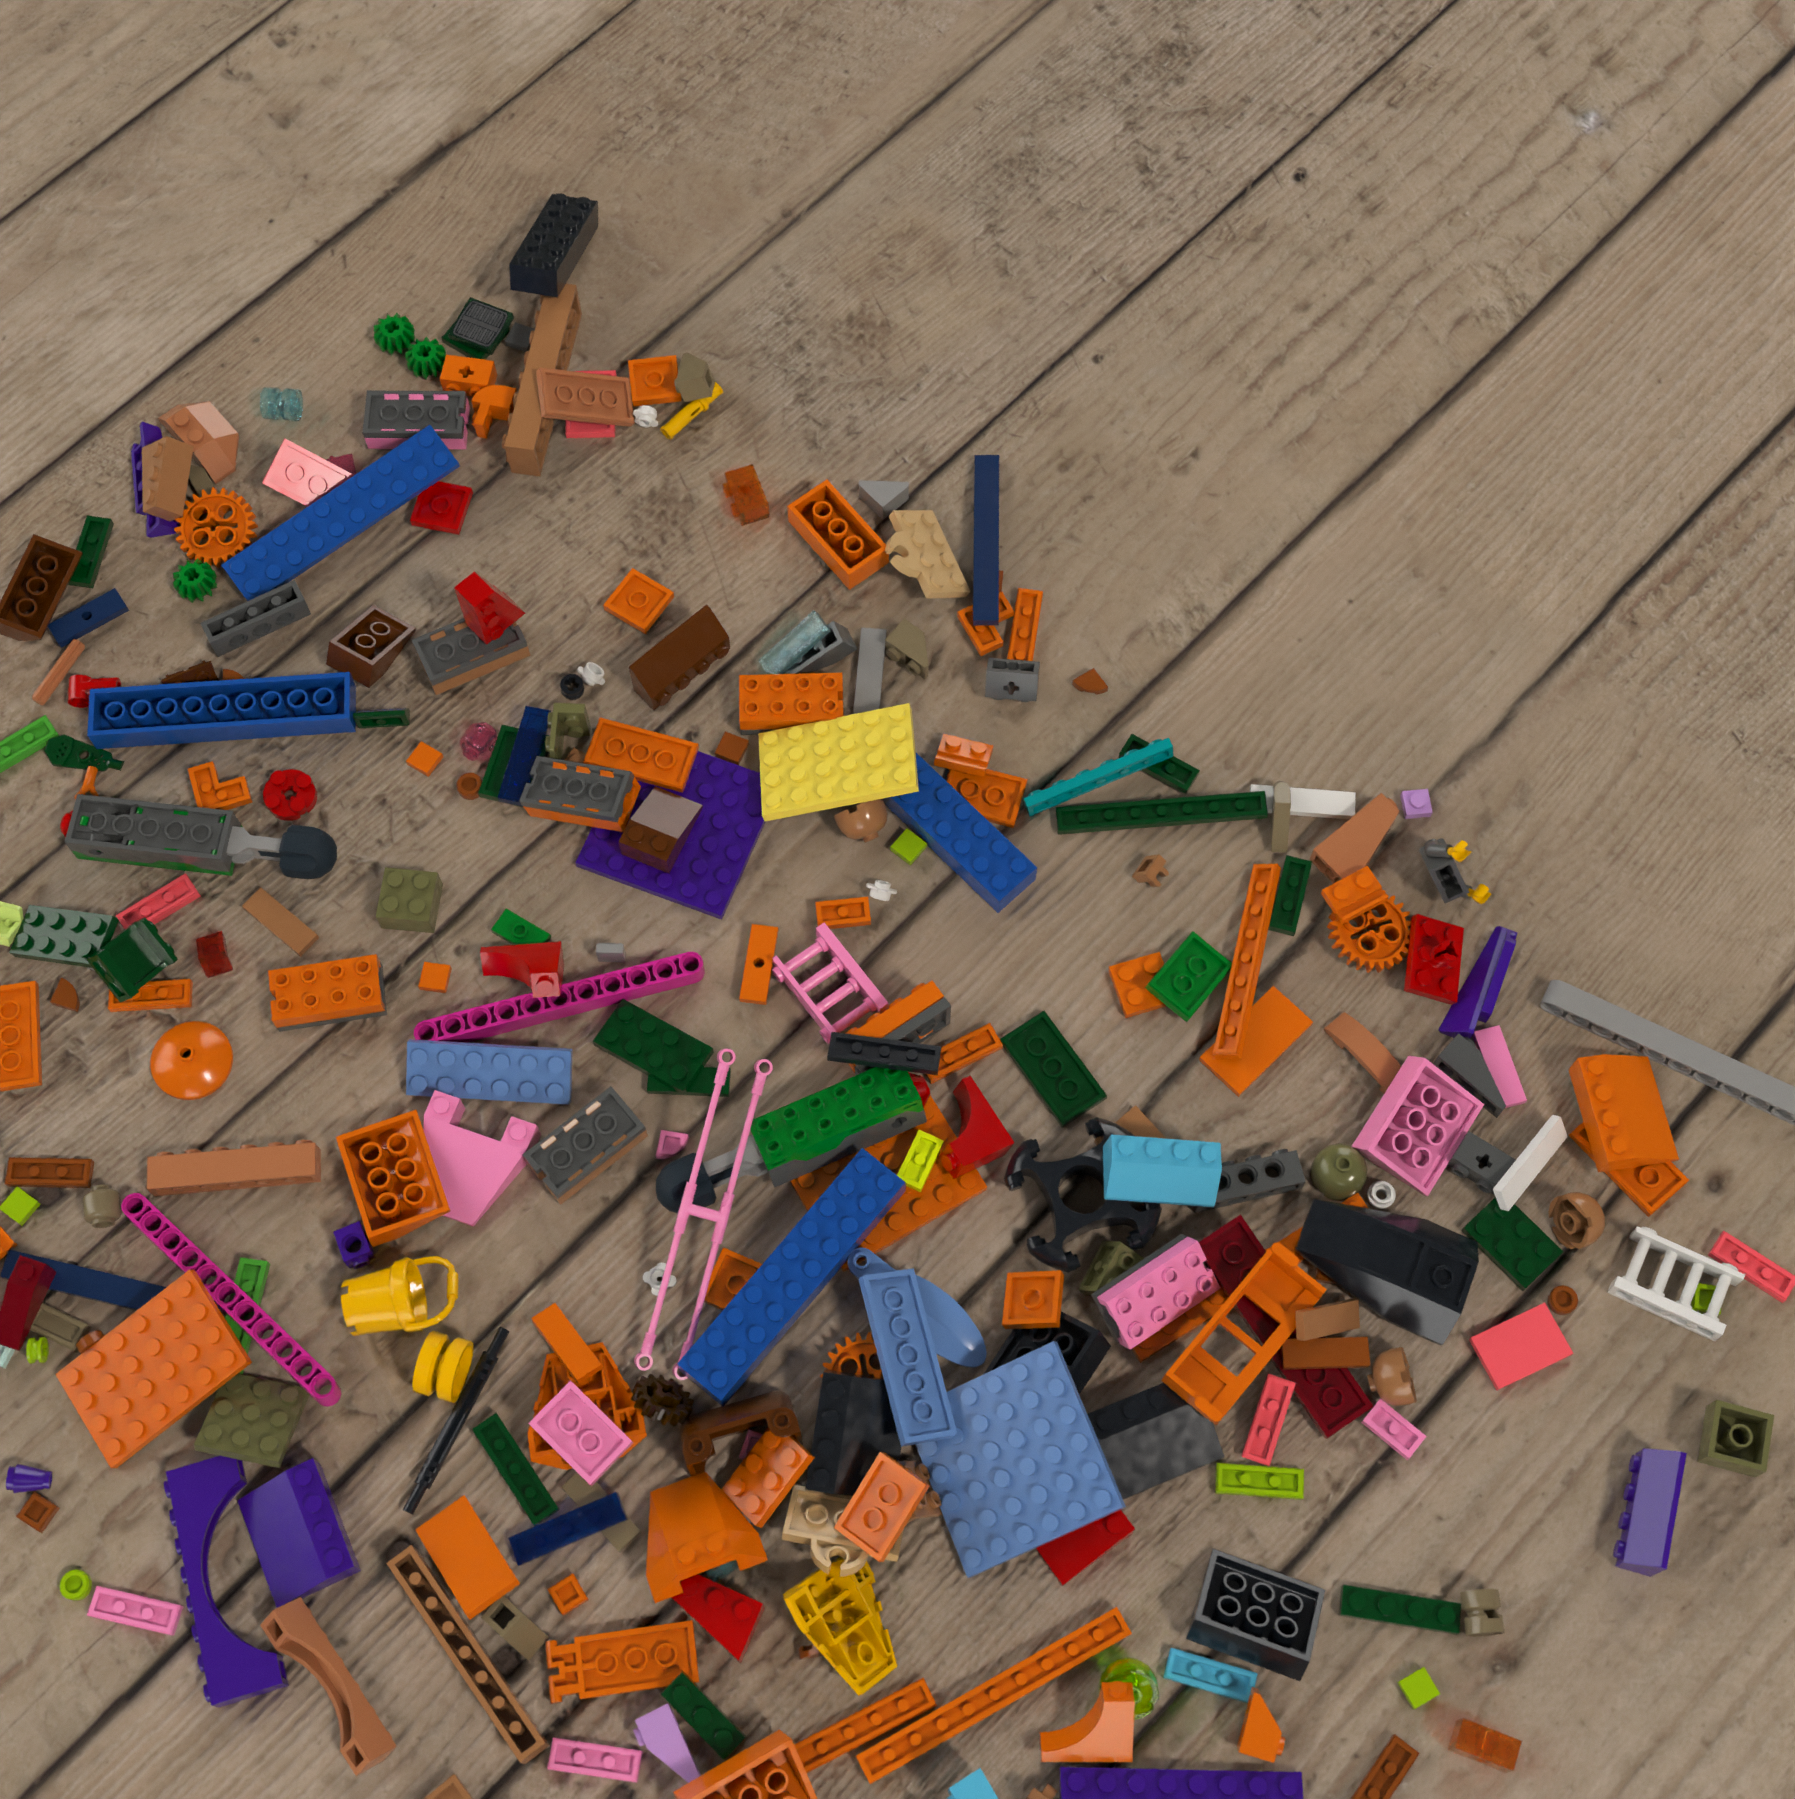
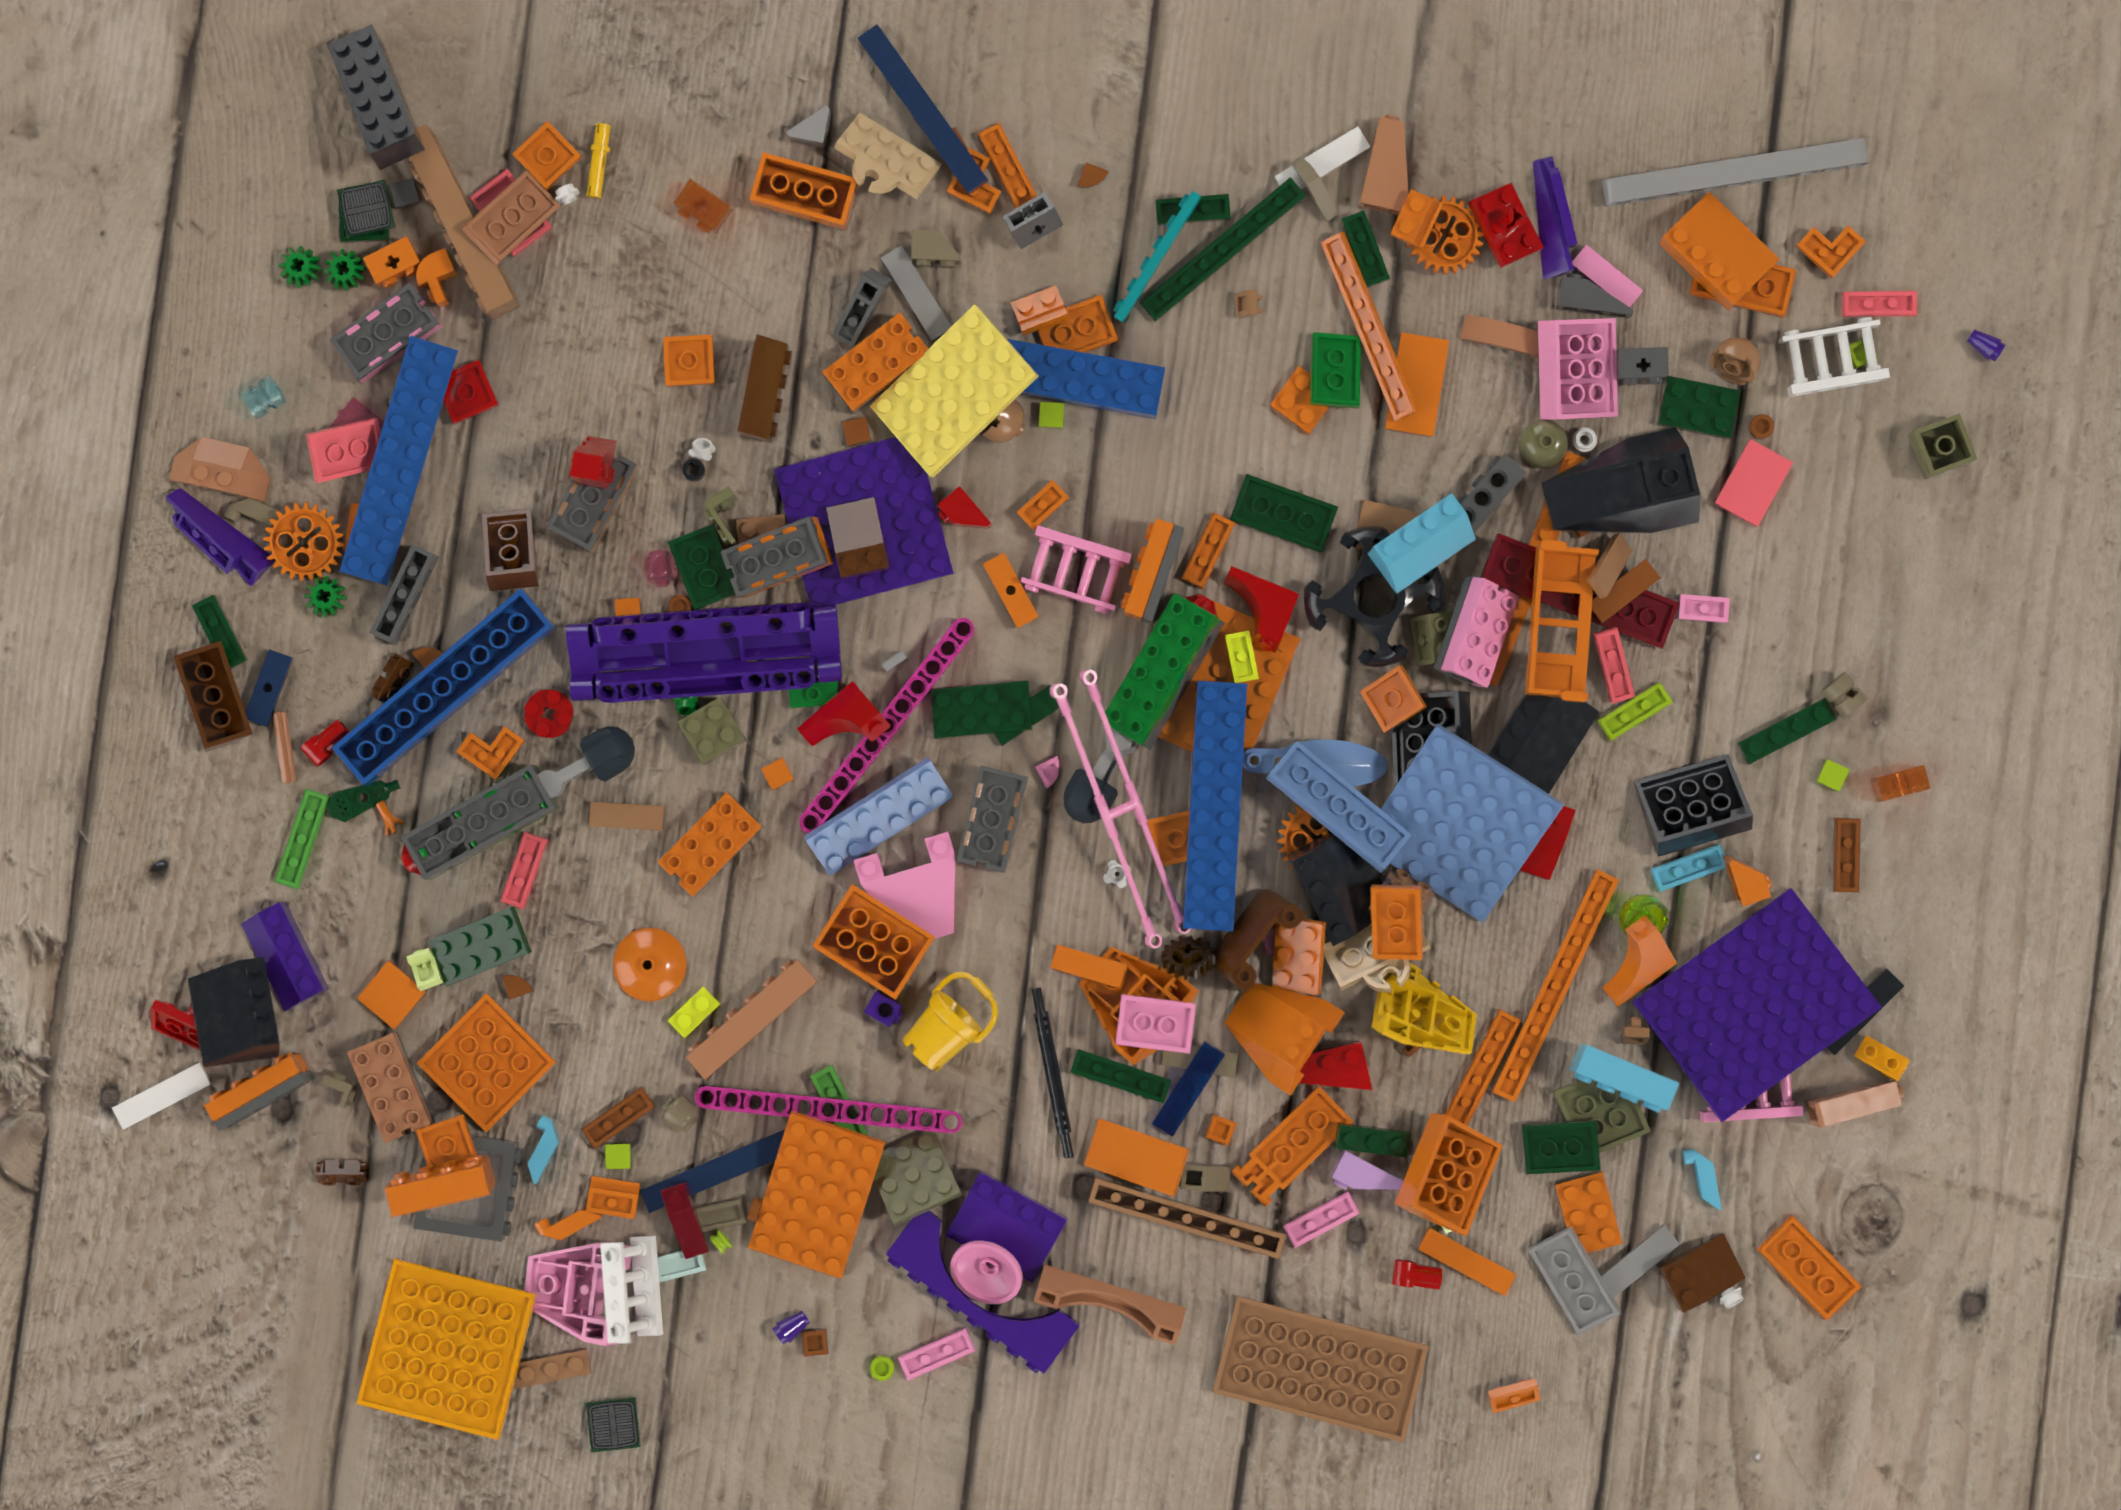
camera: 30 degrees left, 20 degrees up
(132, 959) = (548, 927): dark green panel -> none
(156, 995) = (577, 940): orange tile -> none
(165, 477) = (233, 532): medium nougat wedge -> none
(192, 1128) = (694, 1012): none -> neon yellow plate
(213, 954) = (599, 876): clear red bracket -> none
(240, 1561) = (986, 1272): none -> bright pink dish
(382, 718) = (567, 600): dark green slope -> none
(406, 861) = (686, 705): none -> green plate
(442, 1366) = (1016, 1047): yellow wheel -> none
(459, 834) = (704, 654): none -> dark purple panel
(523, 755) = (707, 555): clear blue tile -> none
(647, 754) = (795, 490): orange tile -> none
(694, 378) = (583, 134): dark tan slope -> none
(768, 869) = (962, 511): none -> red slope
(794, 644) = (843, 314): clear light blue tile -> none
(881, 890) = (1058, 466): white plate -> none
(884, 1053) = (1164, 600): black tile -> none
(1392, 1378) = (1680, 573): medium nougat cylinder -> none
(1416, 804) = (1409, 101): lavender plate -> none
(1445, 874) = (1471, 148): dark grey torso -> none
(1530, 1162) = (1676, 340): white tile -> none
(1649, 1511) = (1914, 541): slope -> none
(1732, 1190) = (1827, 255): none -> orange plate

